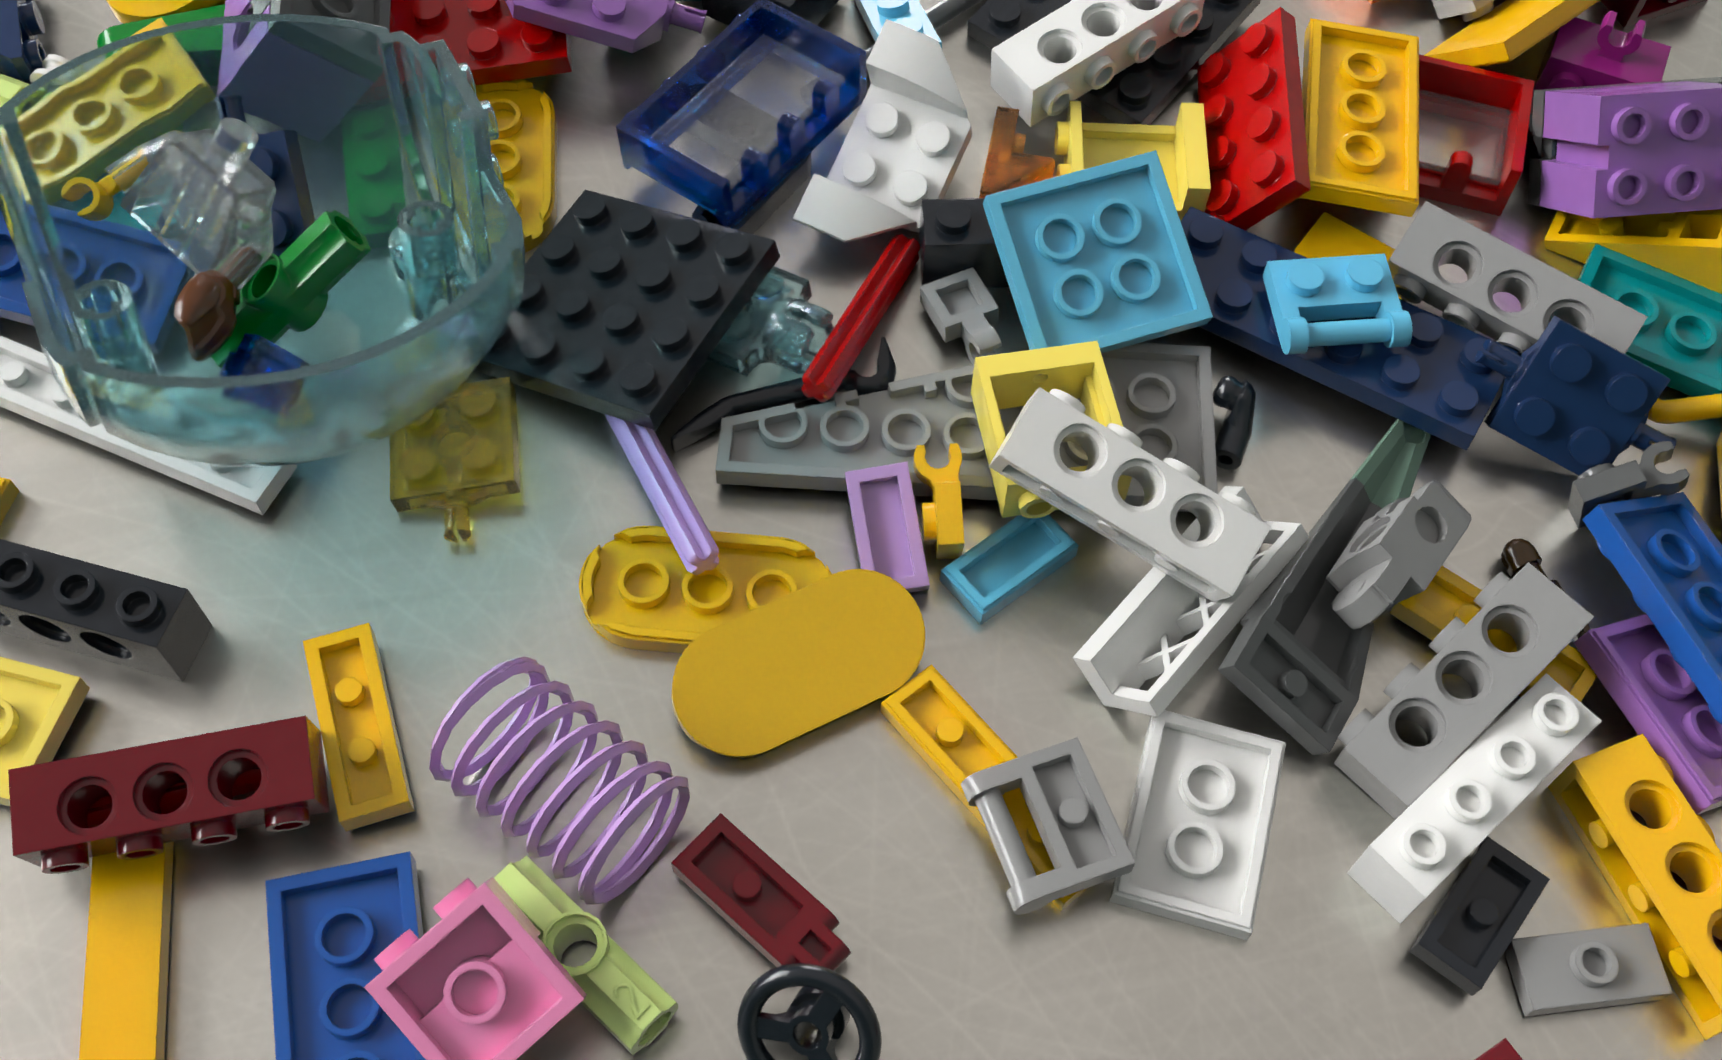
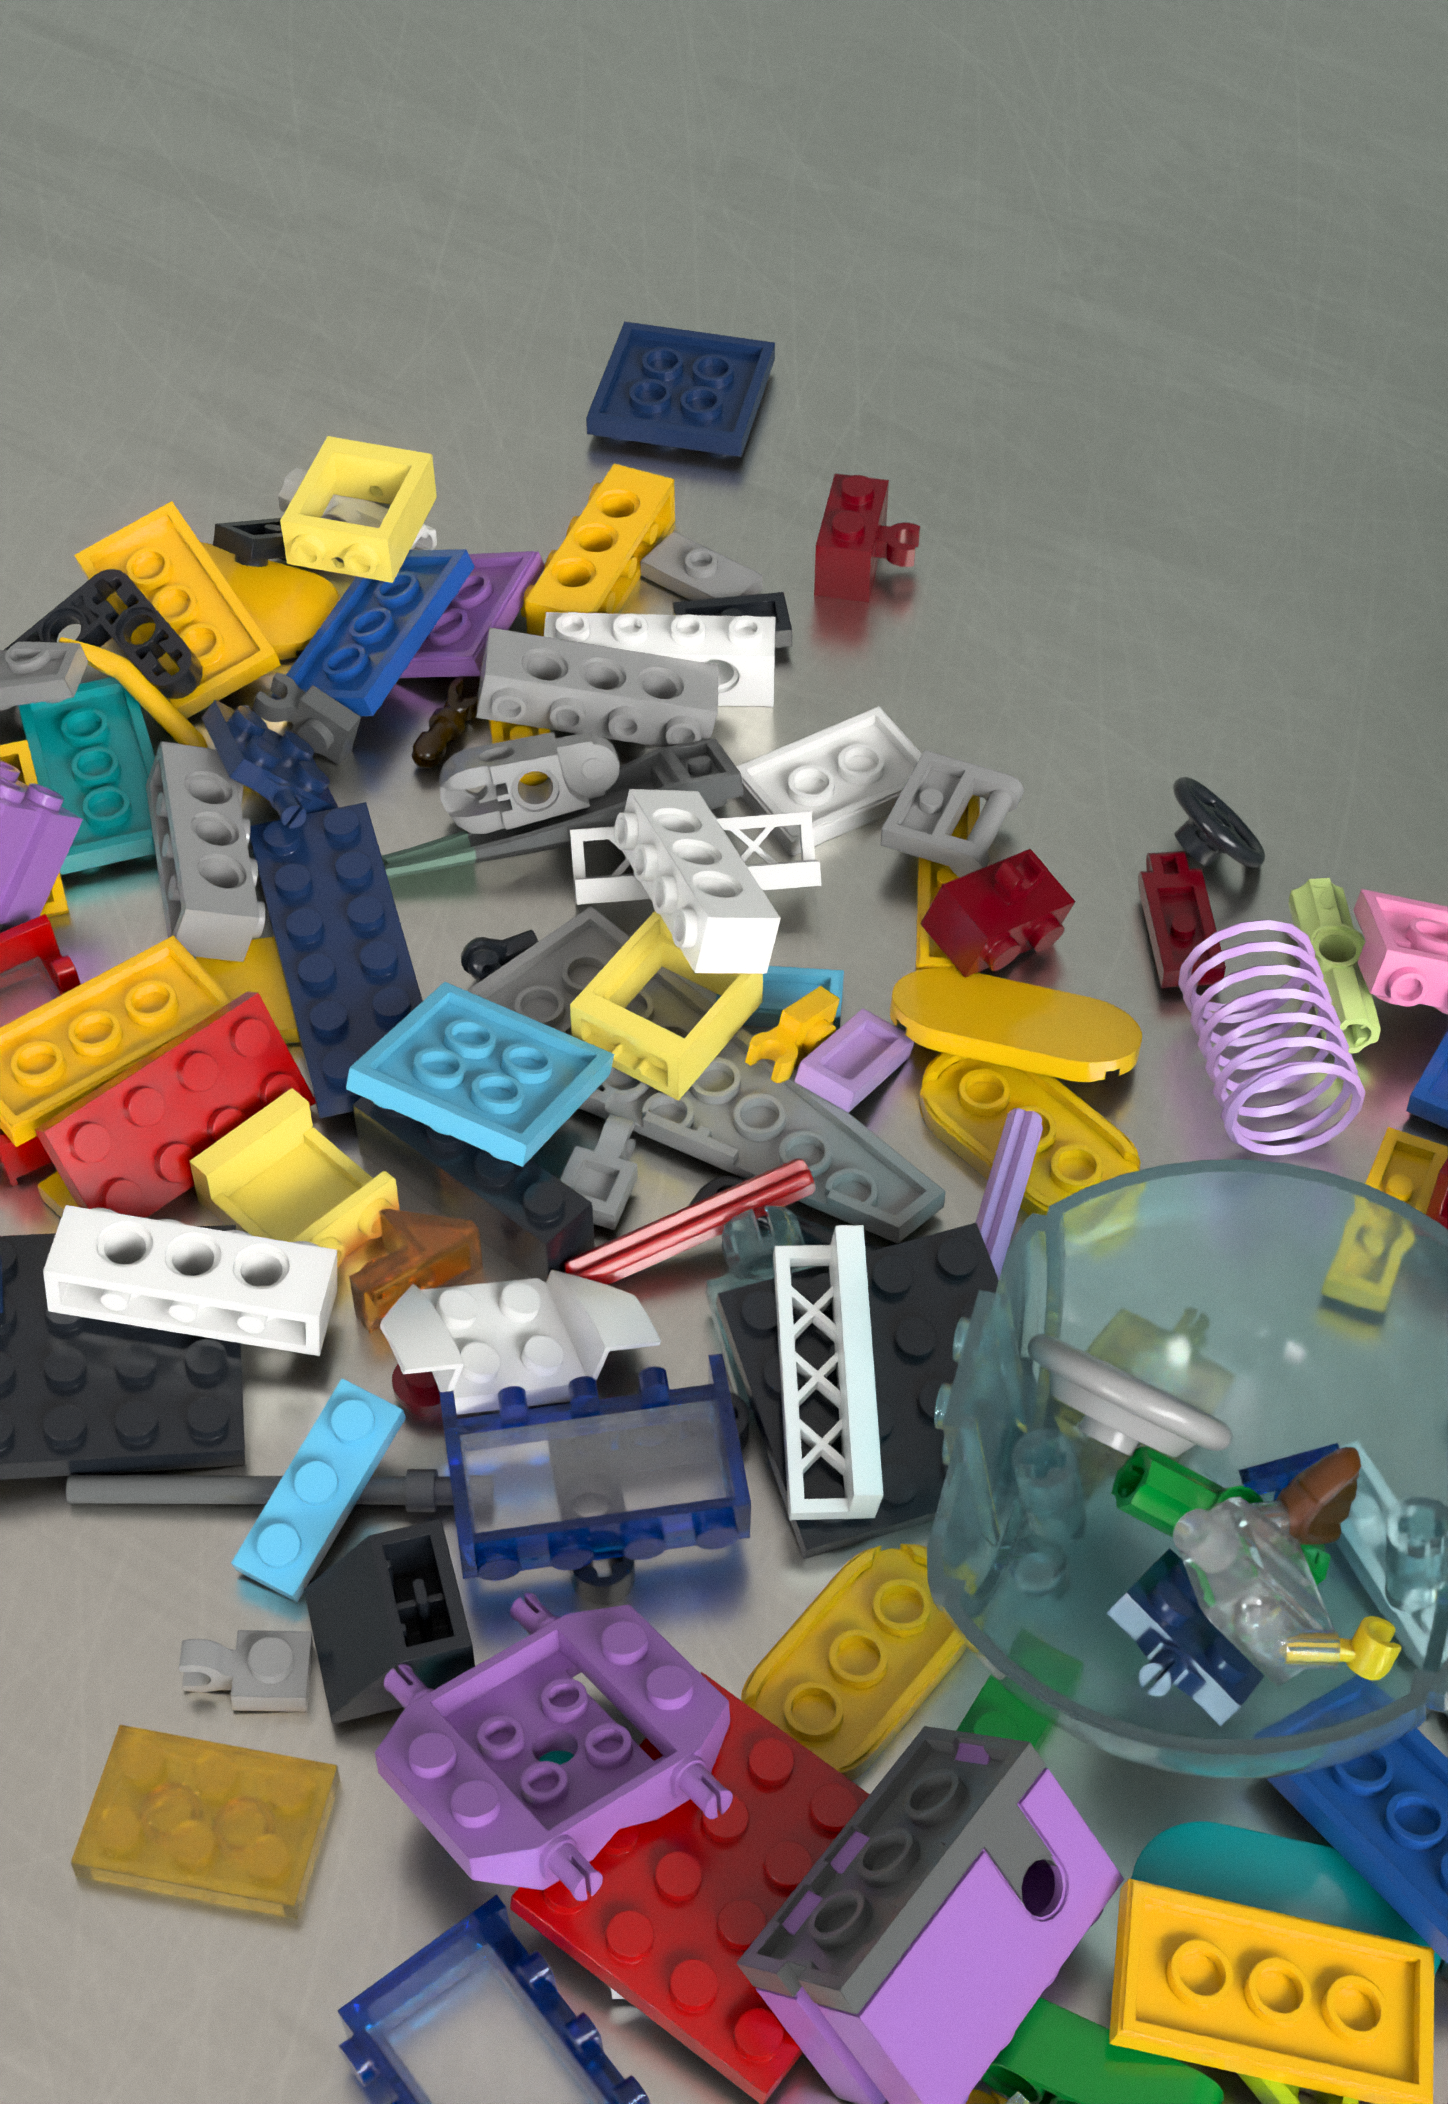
camera: 135 degrees left, 10 degrees down
(376, 245) = (1123, 1407): none -> light grey piece
(643, 248) = (854, 1372): none -> white fence
(901, 741) = (998, 913): none -> dark red brick
(1335, 290) = (333, 940): medium azure plate -> none

